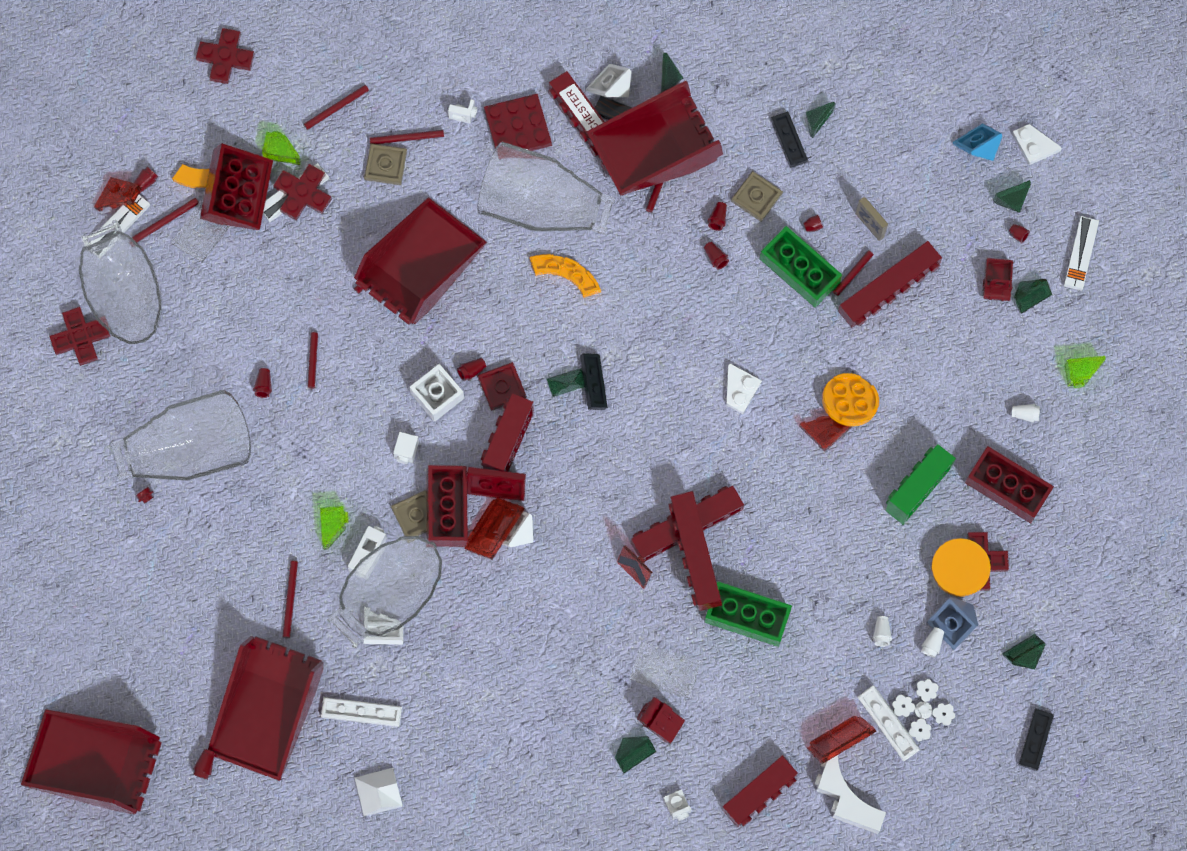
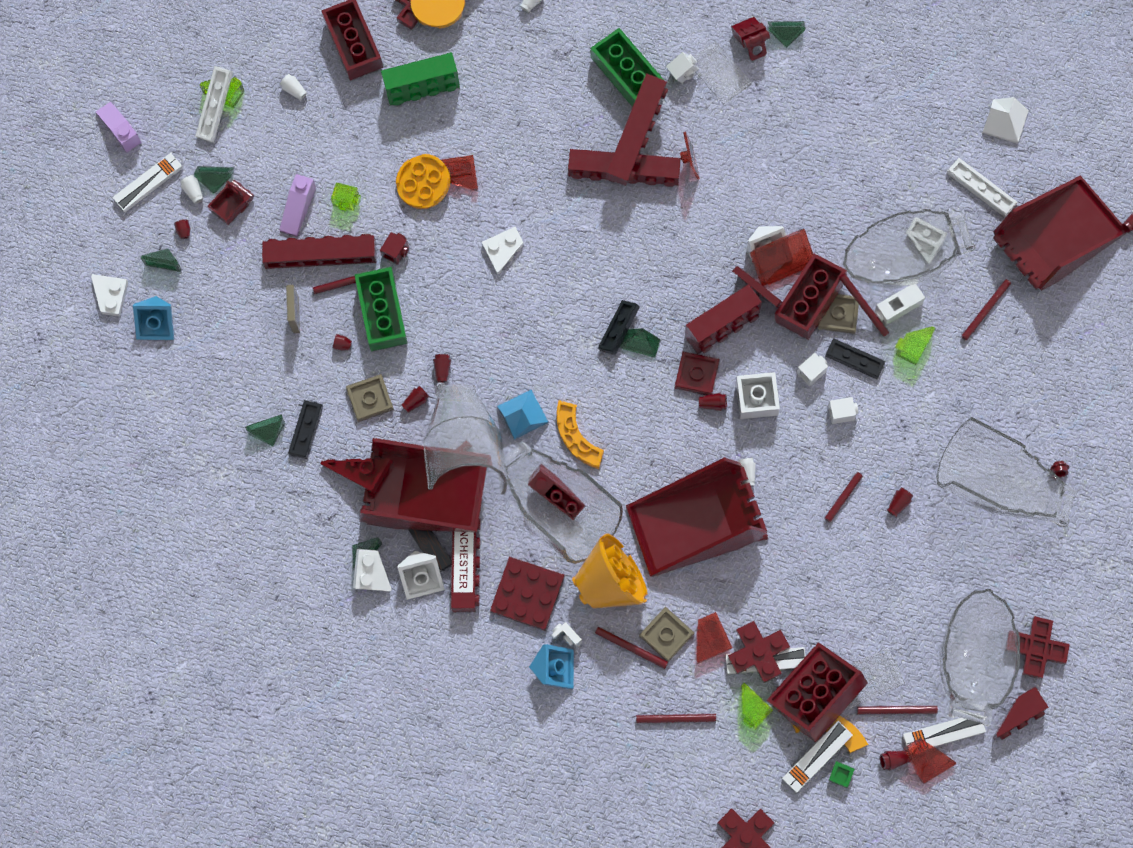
camera: 140 degrees left, 0 degrees up
(63, 279) = (1023, 709): none -> dark red slope
(179, 143) = (841, 774): none -> green plate
(205, 144) = (817, 756): none -> white tile
(347, 181) = (711, 638): none -> clear red wing
(358, 428) = (842, 410): none -> white brick
(376, 483) = (855, 358): none -> black tile
(396, 525) = (864, 305): none -> dark red bar
(407, 332) = (749, 467): none -> white cone
(454, 169) = (610, 577): none -> light orange cone
(456, 81) = (554, 666): none -> dark azure slope
(553, 210) = (555, 491): none -> dark red slope
(622, 261) = (522, 414): none -> dark azure slope
(649, 191) = (462, 435): none -> clear windscreen
(650, 58) = (370, 571): none -> white wing
(699, 648) = (683, 67): none -> white brick
(713, 128) = (365, 472): none -> dark red wing
(829, 328) = (395, 247): none -> dark red brick
(905, 344) = (345, 197): none -> clear neon green brick
(940, 313) = (297, 204): none -> lavender slope
(1038, 269) = (192, 189): none -> white cone
(1078, 348) = (214, 104): none -> white tile
(1146, 282) = (119, 127): none -> lavender slope

